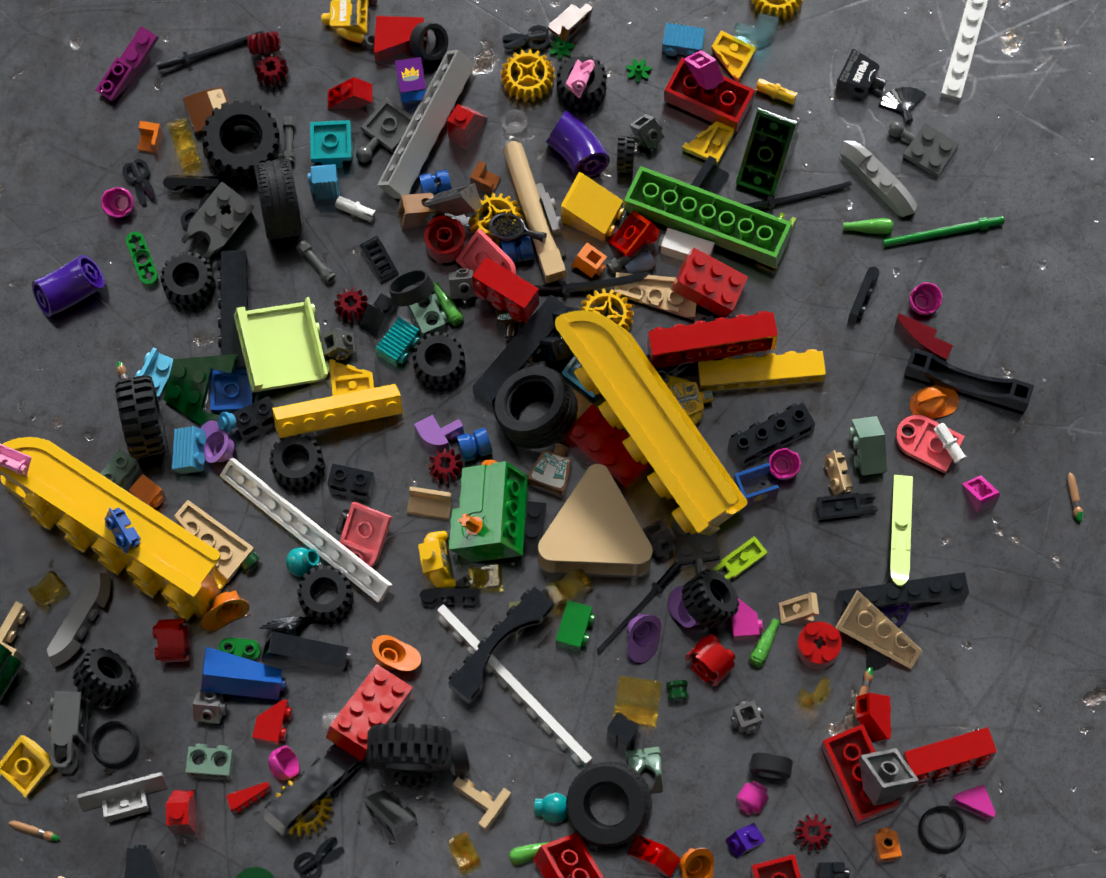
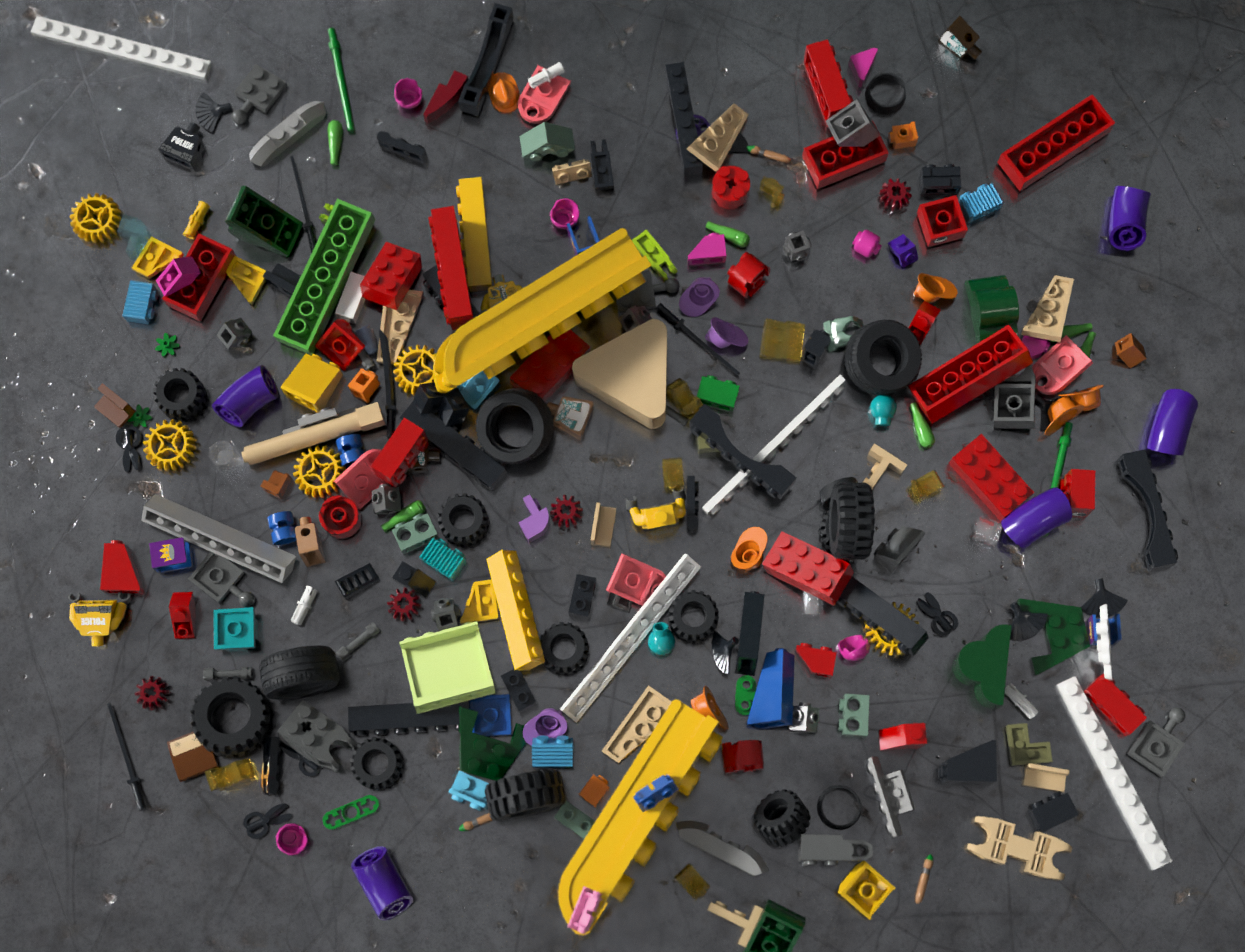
camera: 90 degrees left, 5 degrees up
(128, 65) = (139, 839): magenta slope -> none
(150, 137) = (220, 813): orange panel -> none
(226, 421) = (526, 714): dark azure plate -> none
(243, 798) = (887, 683): red slope -> none
(250, 562) = (662, 688): dark green tile -> none
(263, 43) = (123, 700): dark red gear -> none
(324, 182) = (277, 632): dark azure brick -> none
(413, 295) = (403, 543): black tyre -> none
(441, 39) = (126, 545): black tyre -> none
(457, 201) = (304, 503): flat silver slope -> none
(464, 125) = (222, 500): red slope -> none
(474, 444) = (546, 485): blue wheel -> none
(490, 512) = (615, 464): green piece -> none
(523, 232) = (341, 431): black piece -> none
(534, 524) = (624, 430): black brick -> none
(579, 76) = (180, 388): bright pink hinge -> none
(625, 154) = (257, 351): black tyre -> none
(677, 690) = (774, 305): dark green wheel -> none
(710, 598) = (697, 270): black tyre -> none
(771, 434) = (535, 226): black brick -> none
(771, 766) = (841, 225): black tyre -> none
(799, 609) = (698, 203): tan slope -> none
(874, 713) = (791, 142): red slope -> none
(901, 529) = (624, 118): yellowish green piece -> none
(981, 493) = (589, 53): dark pink slope -> none

